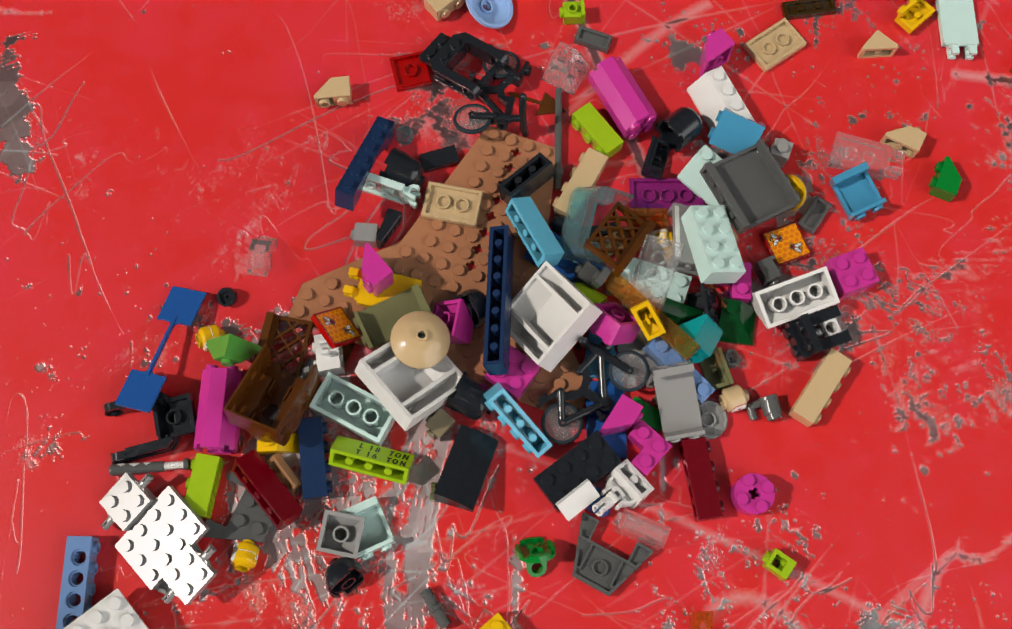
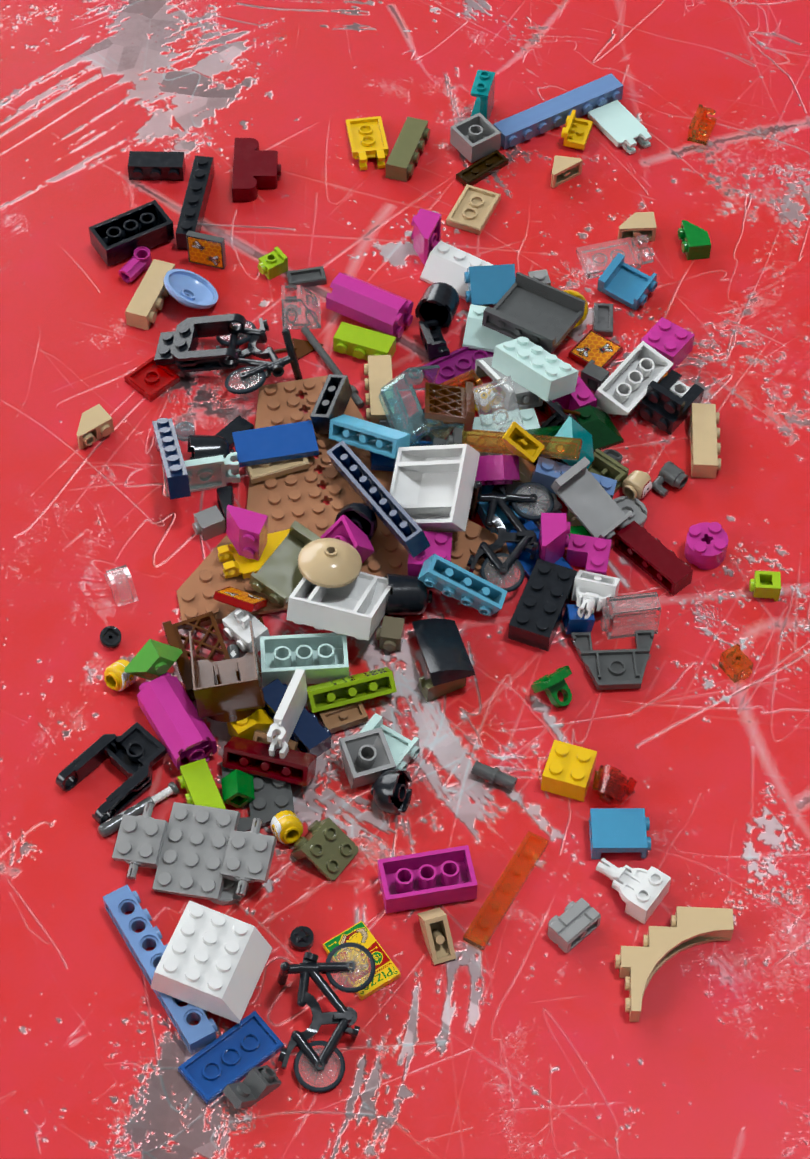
camera: 30 degrees left, 20 degrees down
(143, 386) = (89, 738): blue hinge -> none
(229, 497) = (237, 788): none -> green brick
(261, 593) = (326, 848): none -> olive bracket
(294, 466) = (288, 714): none -> white tile
(353, 480) = (343, 717): none -> medium nougat plate
(458, 192) = (275, 443): none -> blue tile
(577, 499) = (560, 617): white tile -> none

